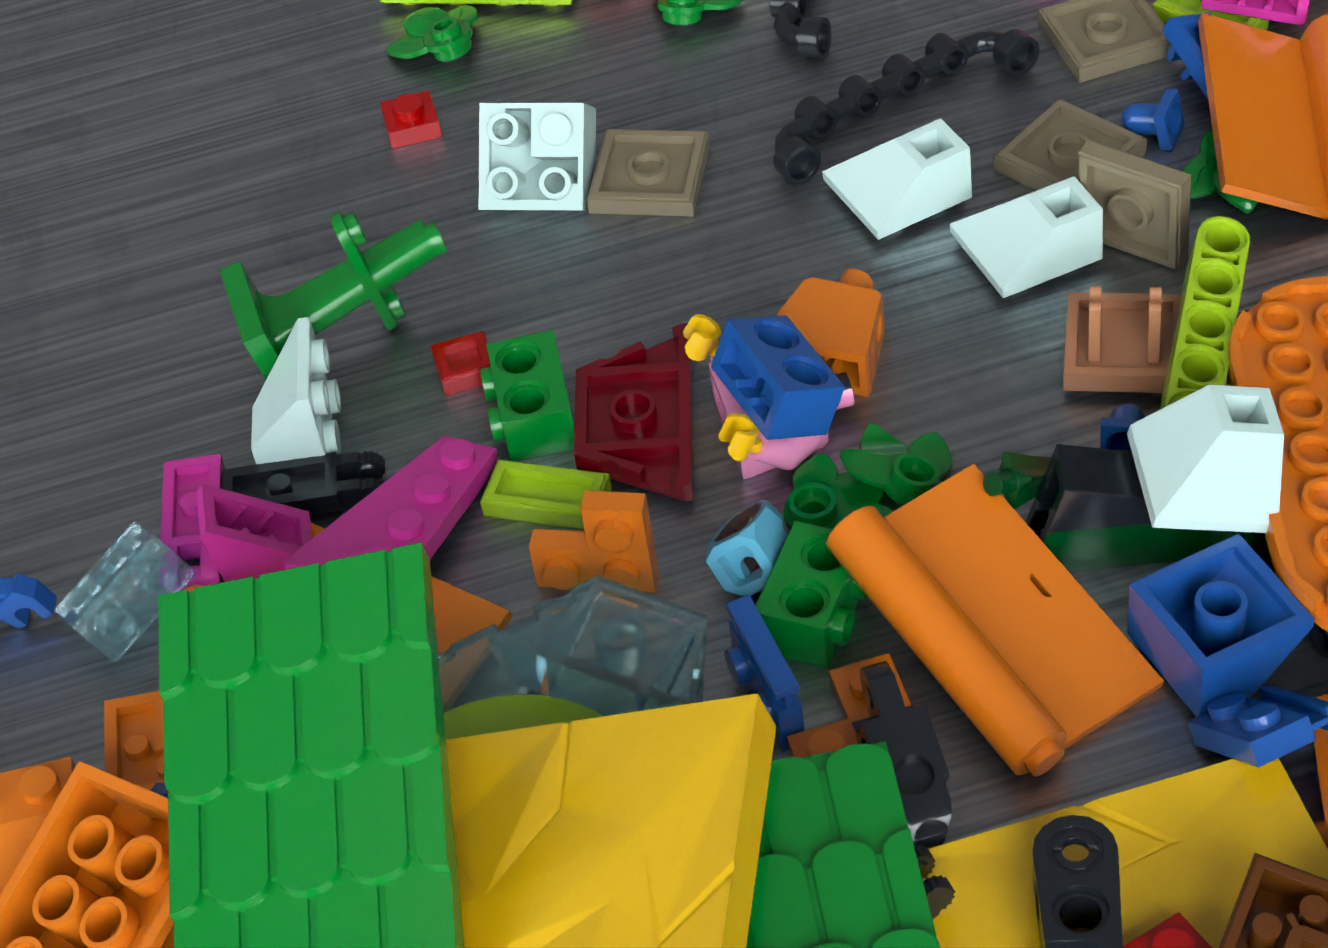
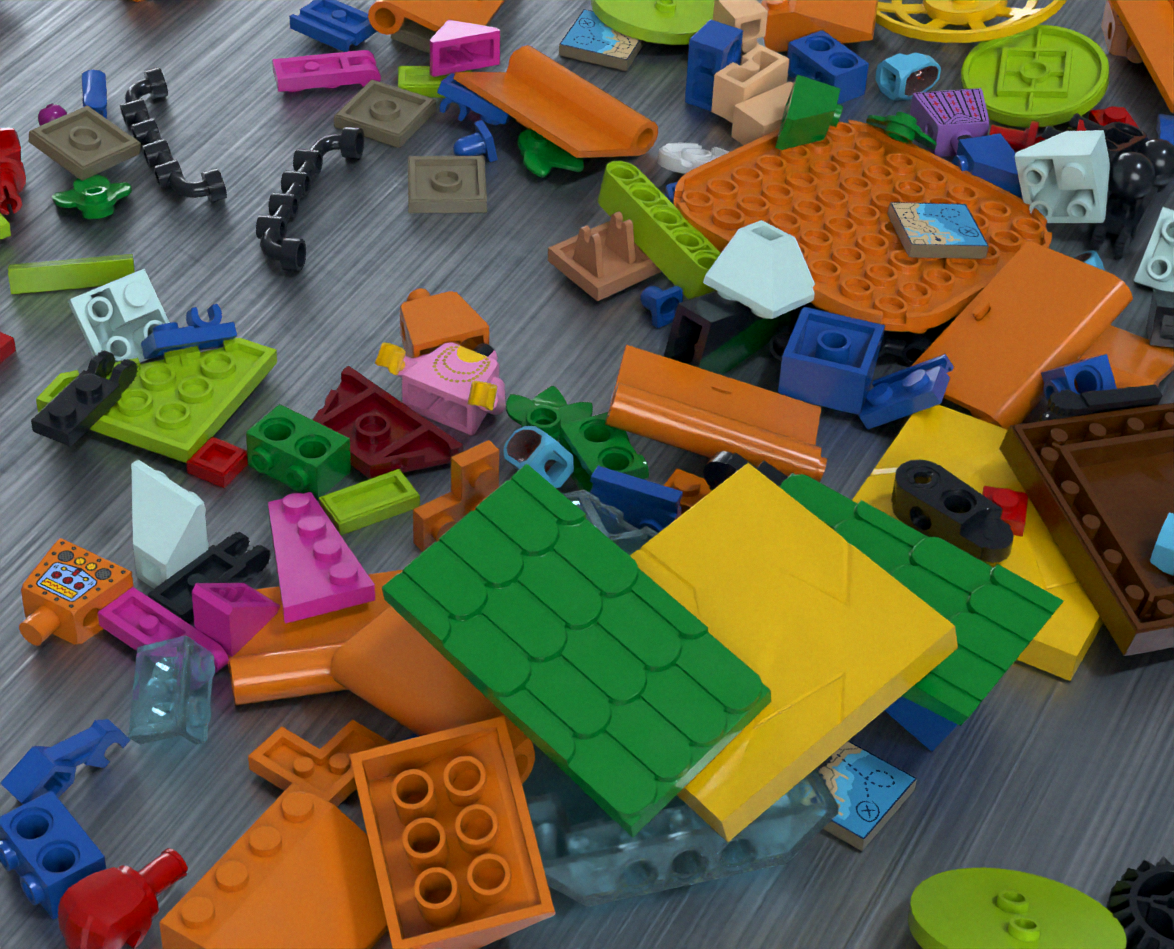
camera: 55 degrees left, 5 degrees down
(163, 423) = (68, 593): none -> orange torso
(364, 276) = (91, 495): green piece -> none
(447, 204) = (85, 399): none -> black hinge
(504, 262) = (180, 399): none -> lime plate
(552, 198) = (198, 333): none -> blue plate
(576, 74) = (68, 273): none -> lime slope
(649, 172) = (202, 290): dark tan tile -> none
(777, 377) = (474, 350): blue brick -> none
(896, 467) = (565, 377): green plate -> none
(905, 178) = (374, 231): light aqua slope -> none
(1016, 478) = (655, 340): dark green piece -> none
(1034, 236) = (489, 226): light aqua slope -> none
(1141, 203) = (538, 184): dark tan tile -> none

